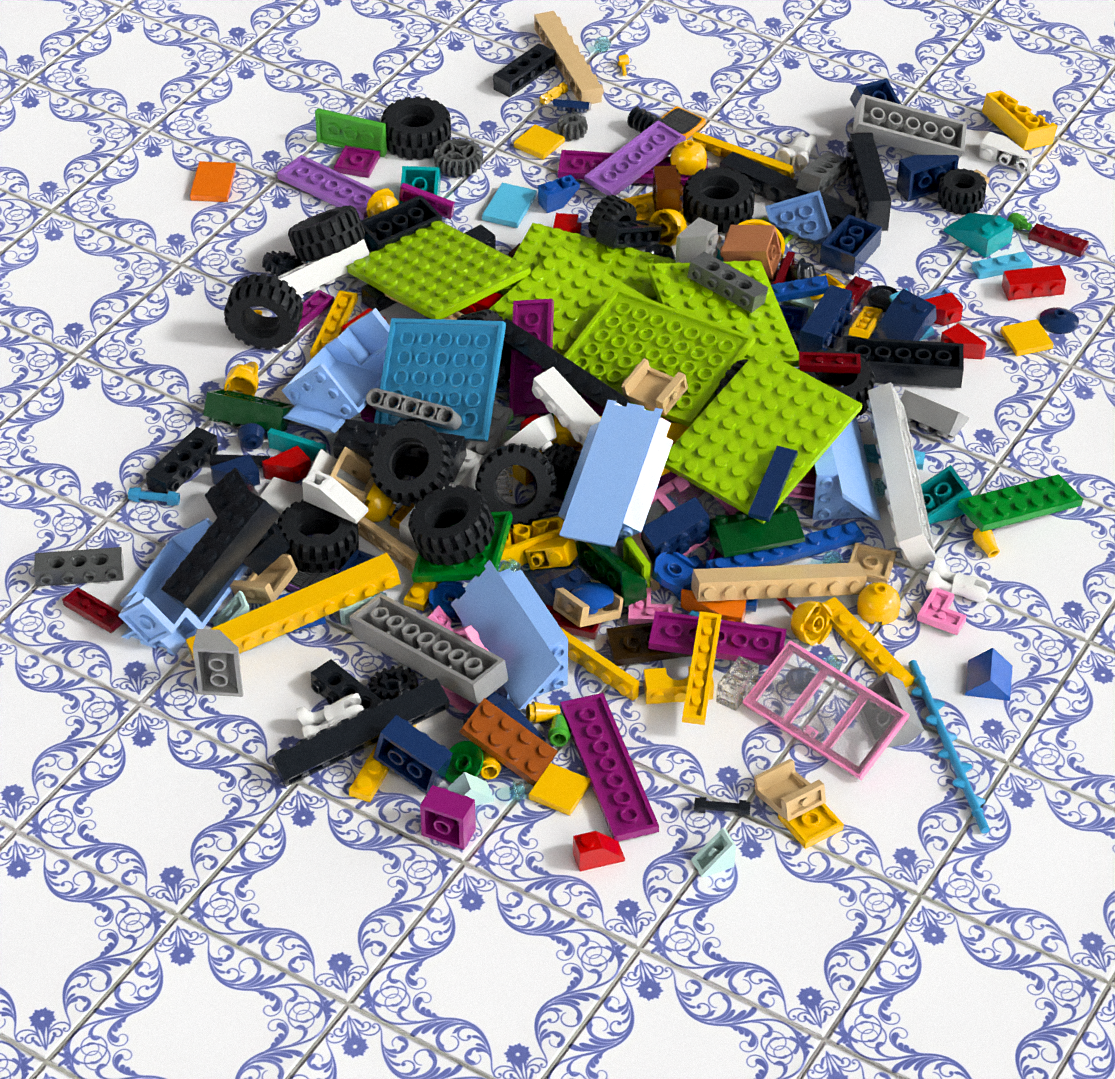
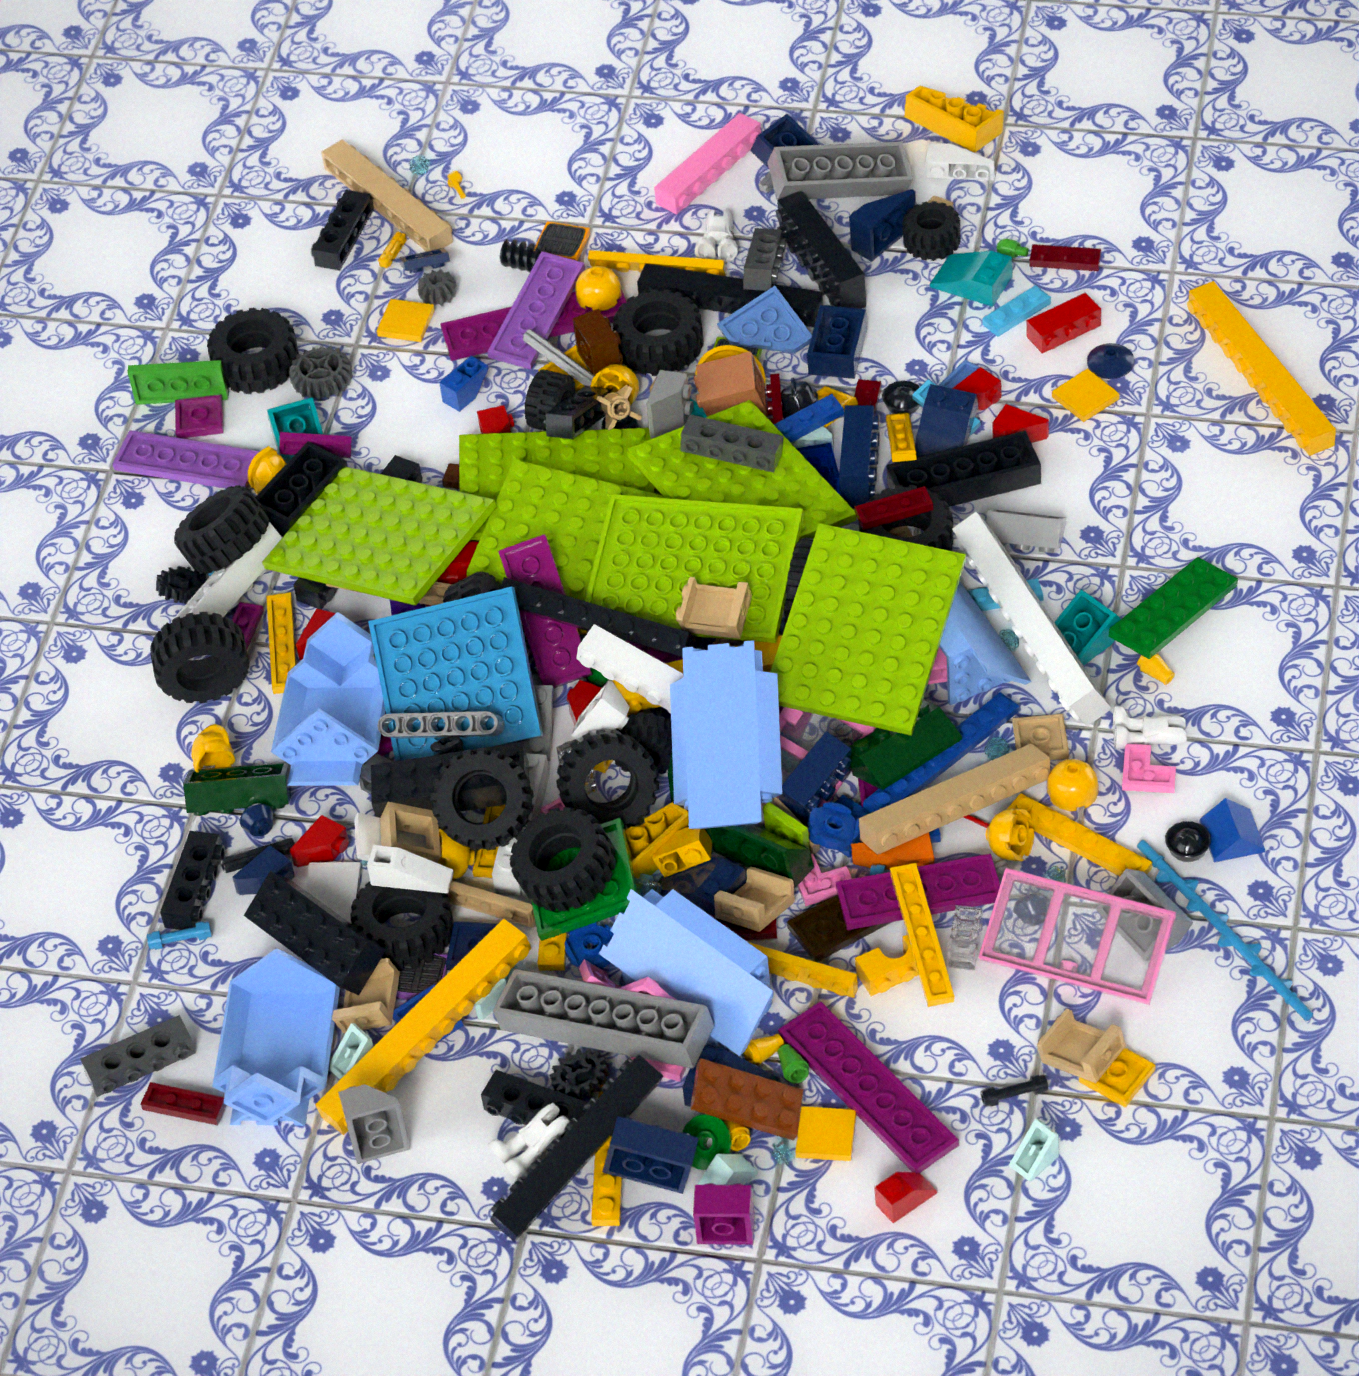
camera: 15 degrees left, 5 degrees up
(213, 181) = (37, 499): orange tile -> none
(220, 551) = (310, 984): black brick -> none
(284, 441) = (307, 813): teal tile -> none
(509, 205) = (411, 416): medium azure tile -> none
(594, 595) = (759, 886): blue dish -> none
(633, 193) = (558, 357): none -> light grey axle
(664, 242) = (621, 409): none -> tan brick
(773, 483) = (907, 685): dark blue tile -> none
(812, 101) = (707, 163): none -> bright pink brick
(950, 672) = (1187, 841): none -> black hat

